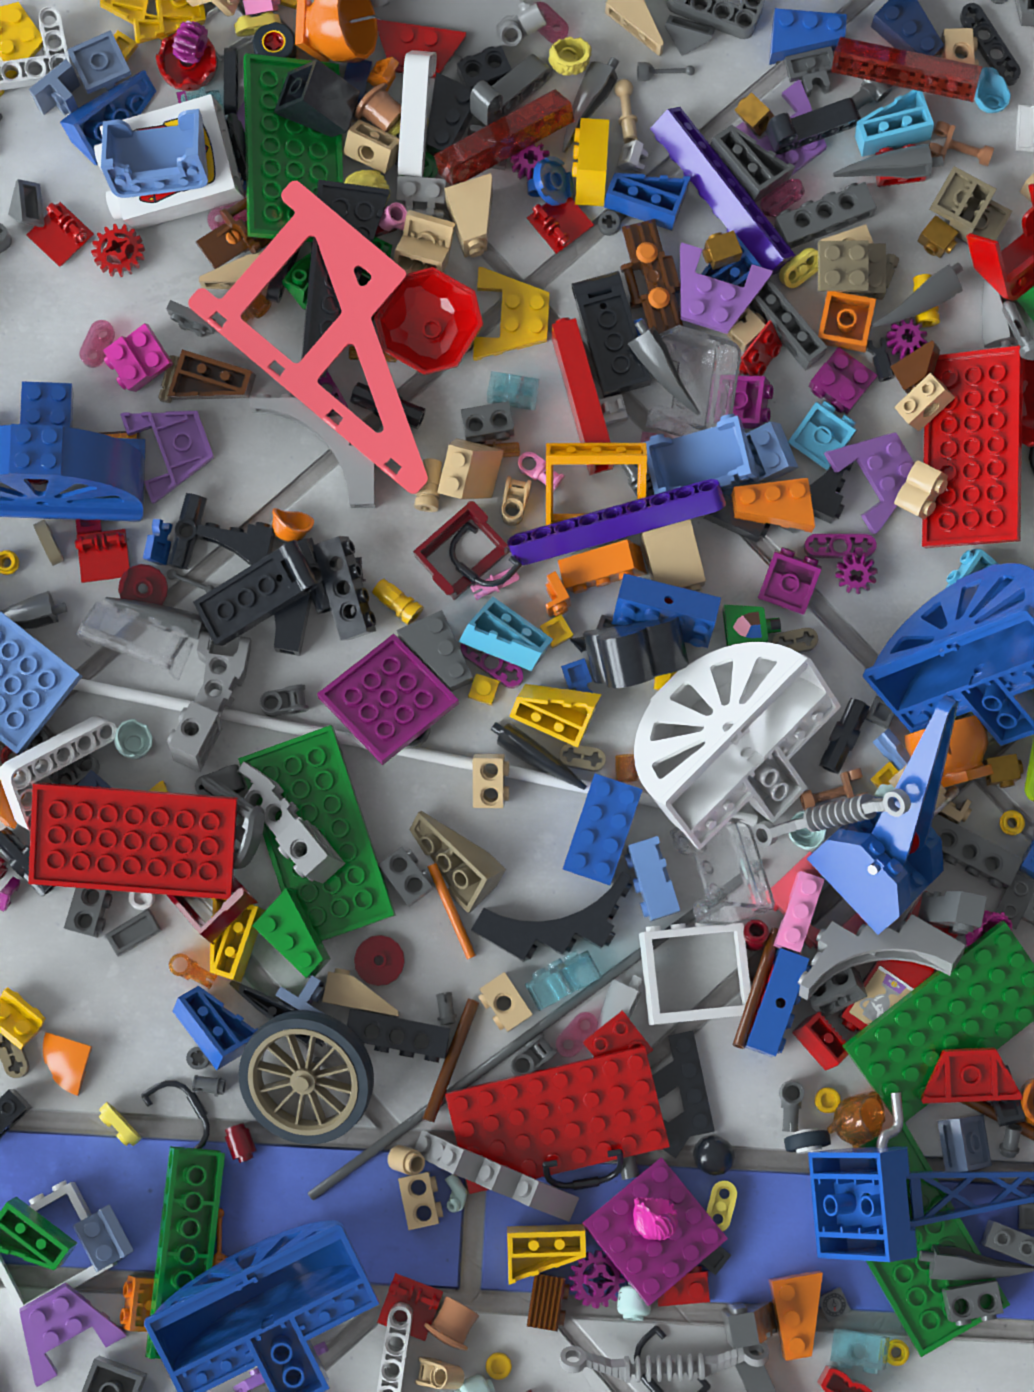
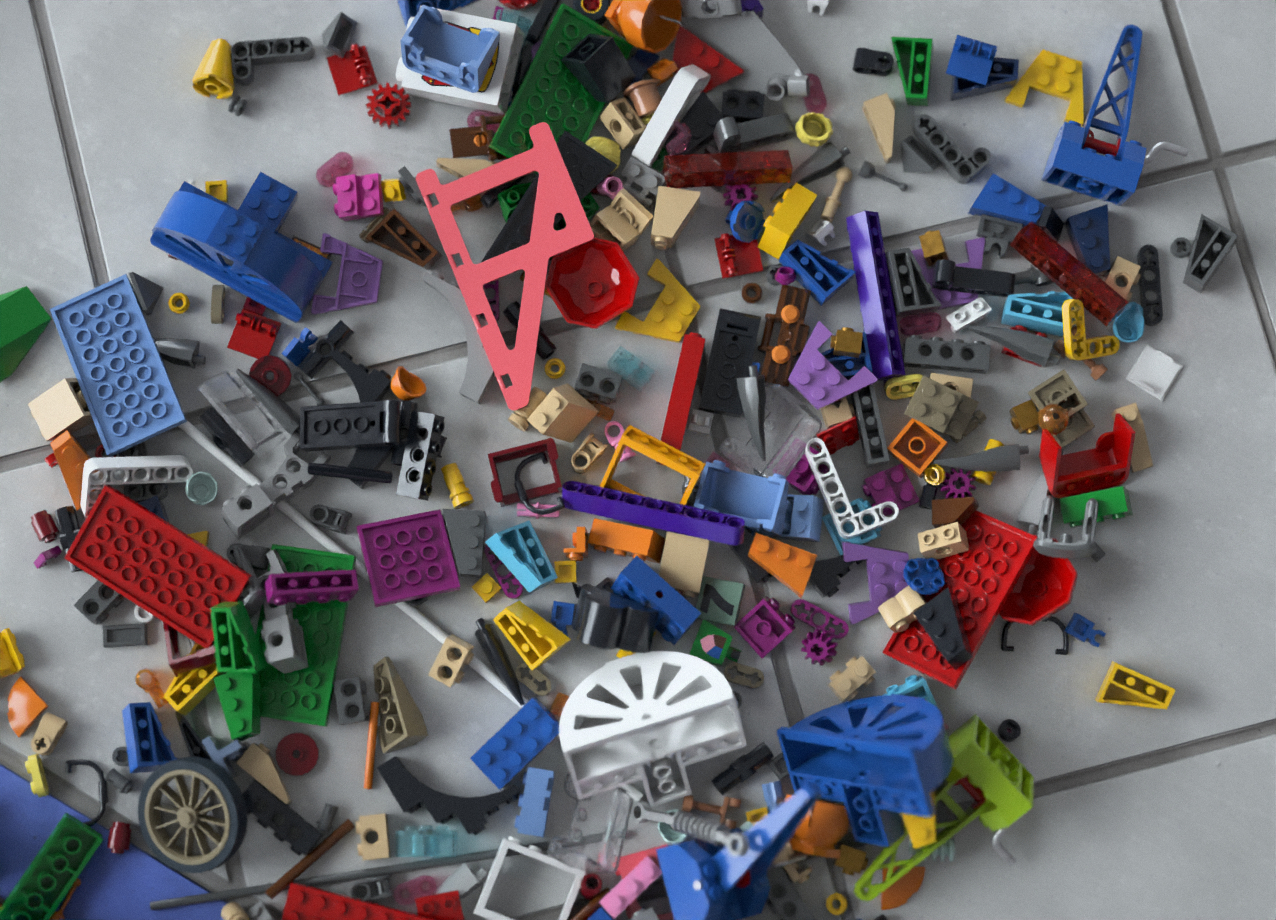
camera: 25 degrees right, 0 degrees up
(108, 1071) = (49, 732): none -> tan piece
(130, 673) = (225, 436): none -> black piece
(169, 334) = (393, 190): none -> yellow plate
(257, 871) = (235, 639): none -> green wedge
(281, 642) = (350, 473): none -> black axle
(306, 776) = (311, 586): none -> magenta brick
(430, 424) = (554, 362): none -> yellow plate
(442, 133) = (679, 143): none -> clear pink bracket
(594, 246) = (751, 287): none -> reddish brown plate
(620, 216) = (785, 275): none -> magenta plate
(731, 578) = (720, 600): none -> sand green tile
(799, 407) = (840, 496): none -> white beam
(825, 164) = (969, 313): none -> white hinge
(859, 28) = (1051, 223): none -> black tile
(875, 344) = (930, 474): none -> yellow plate
(903, 594) = (857, 674): none -> tan brick
(924, 445) = (924, 575): none -> blue dish
(957, 133) = (1083, 343): none -> yellow beam
(966, 224) = (1047, 421): none -> clear orange piece
(976, 484) = (945, 627): none -> black wedge

